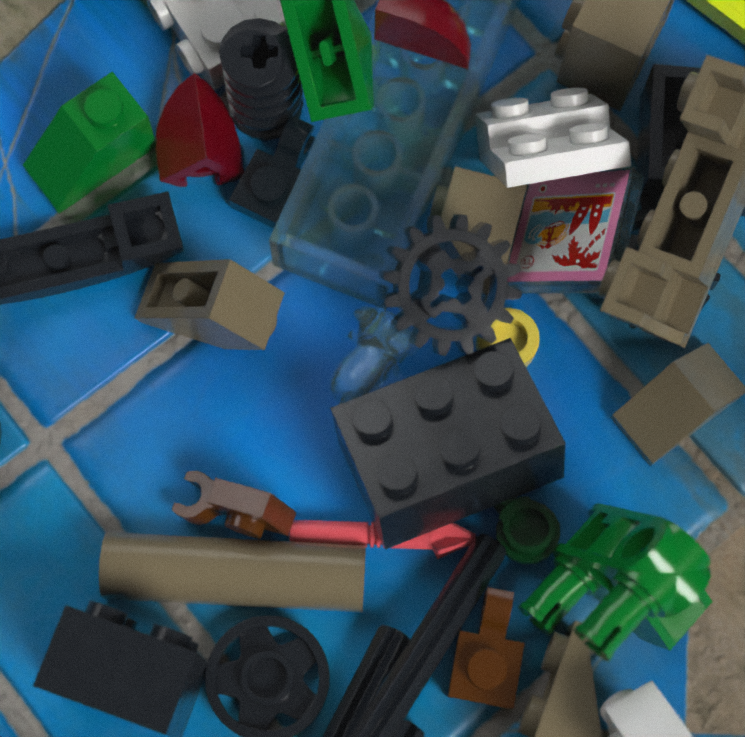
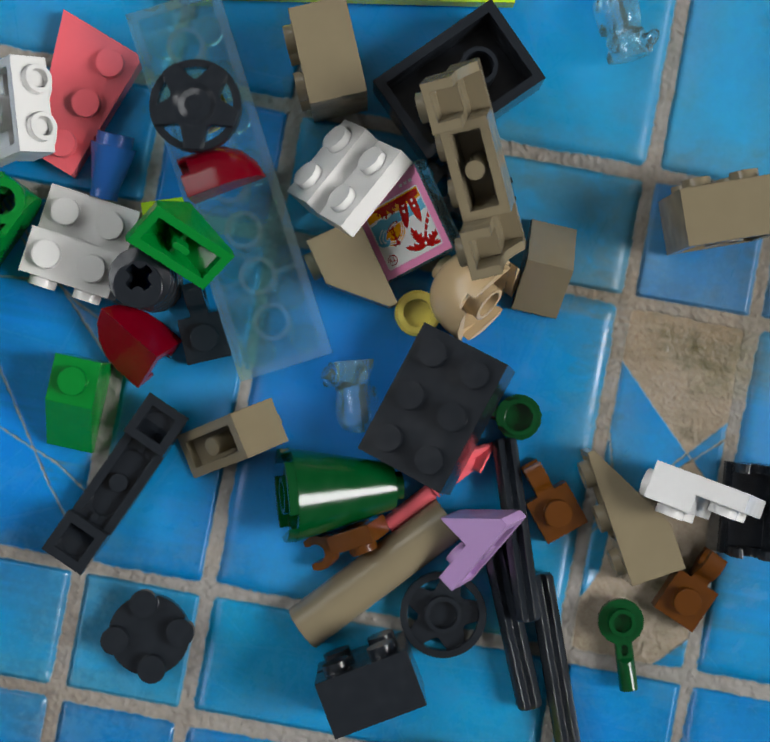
camera: 35 degrees left, 15 degrees up
(265, 438) = (331, 491): none -> dark green cone
(381, 622) = (481, 536): none -> lavender slope
(467, 306) = (368, 306): black gear -> none
(586, 357) = (468, 305): none -> tan cylinder
(640, 572) = (607, 401): green piece -> none

